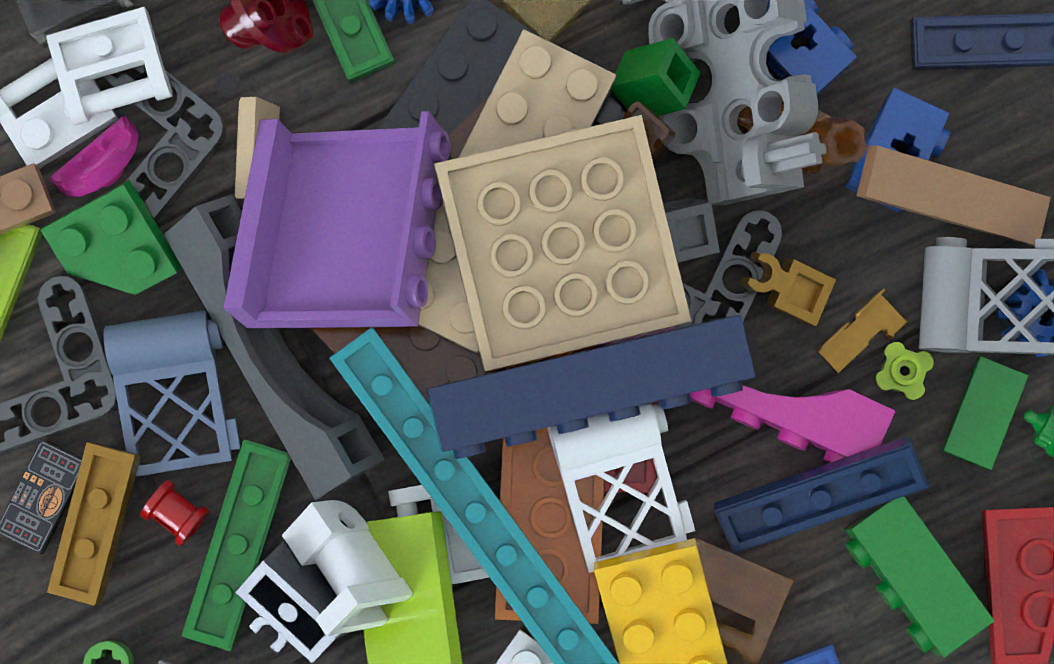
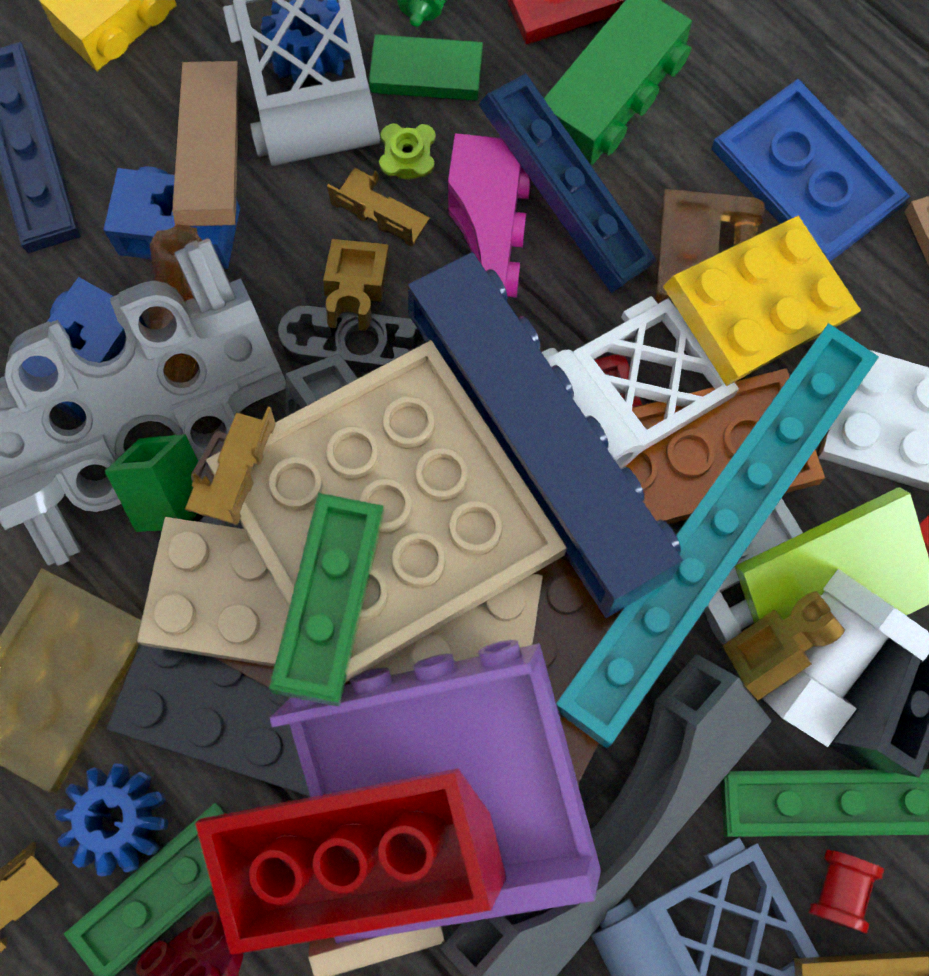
camera: 105 degrees left, 10 degrees down
(305, 144) = (352, 861): none -> red slope
(367, 516) = (776, 648): none -> pearl gold plate
(498, 176) = (327, 600): none -> green tile
(615, 129) = (232, 480): none -> pearl gold piece

